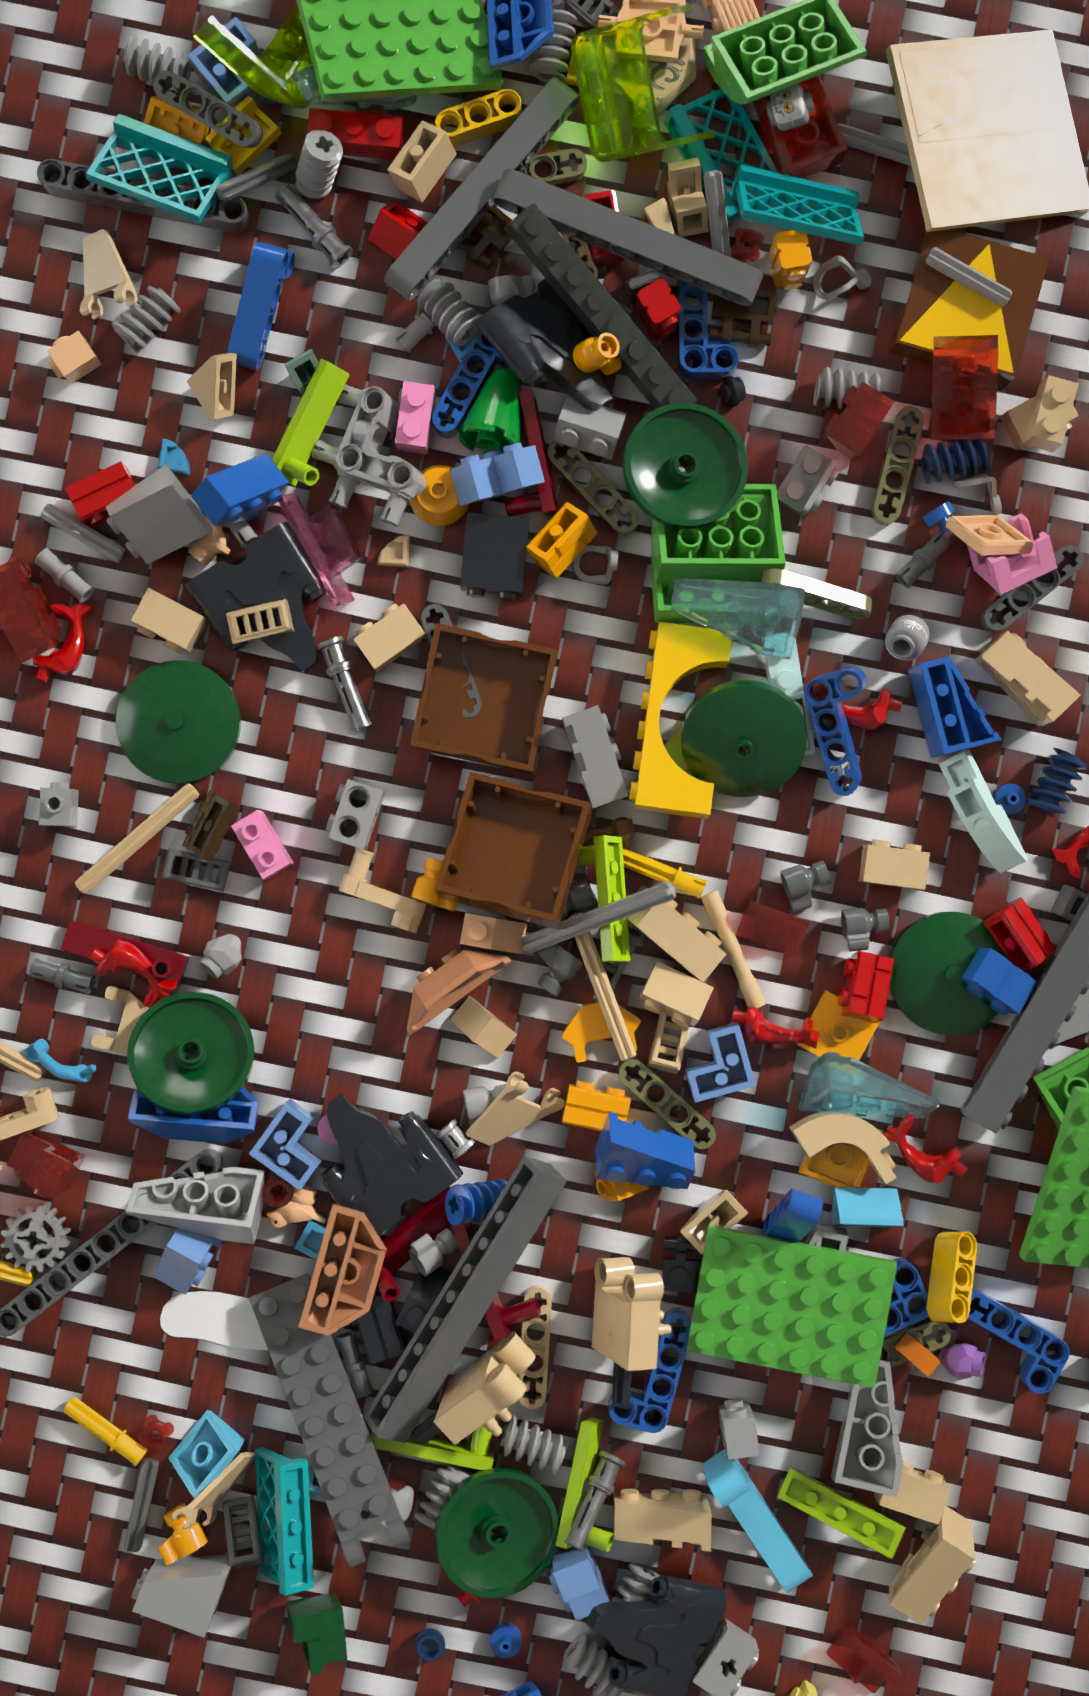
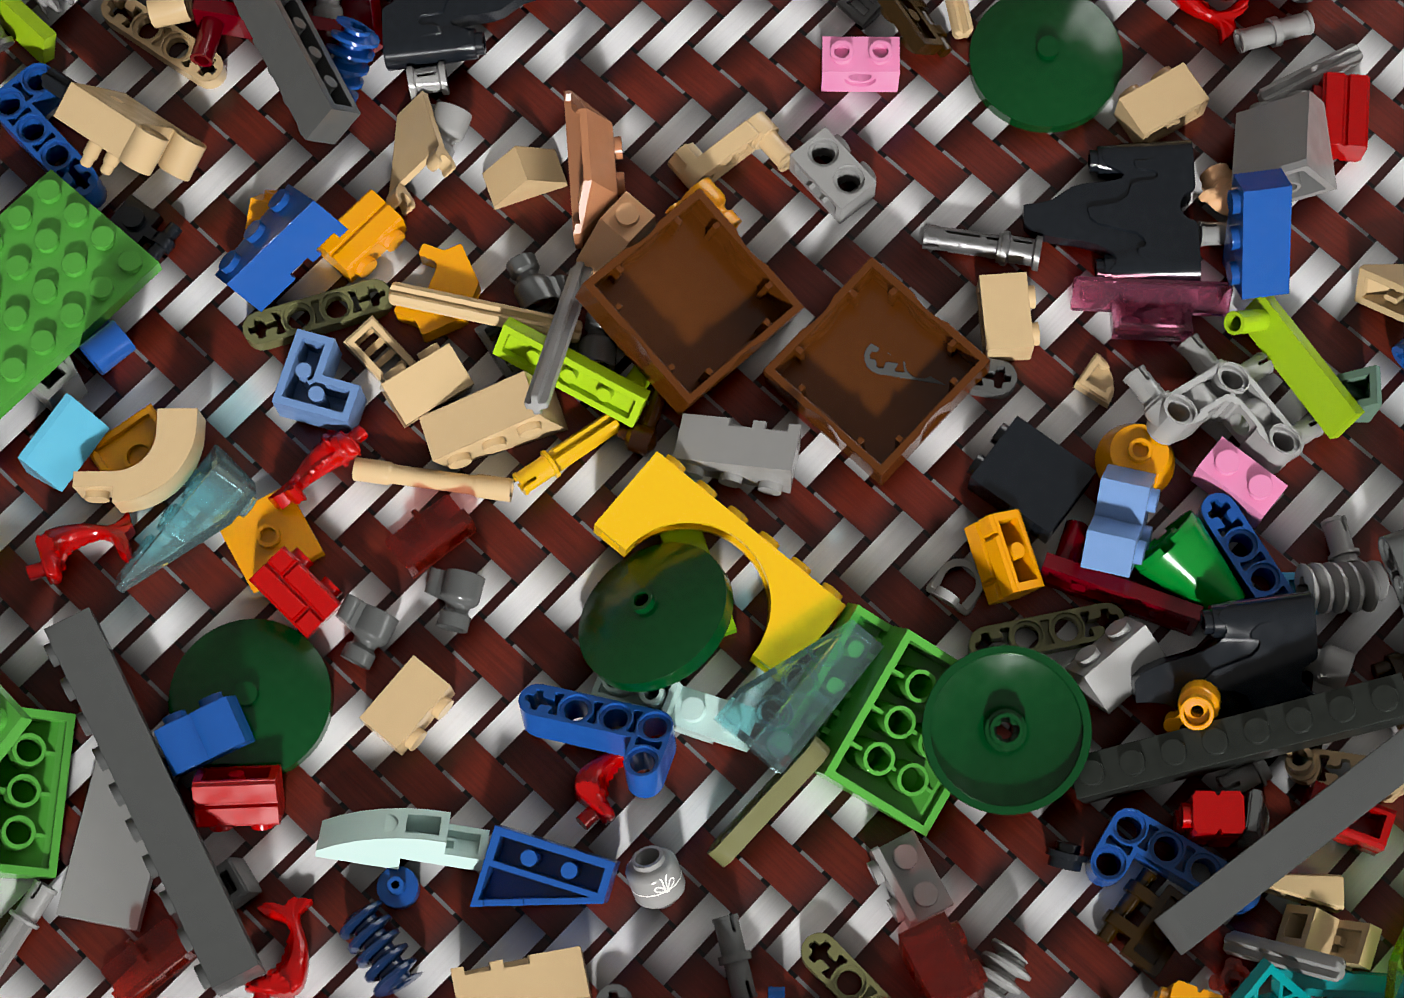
camera: 130 degrees right, 15 degrees down
(174, 458) = (1340, 211): dark azure tile -> none
(284, 613) = (1093, 213): tan slope -> none
(717, 1211) = (169, 288): tan slope -> none

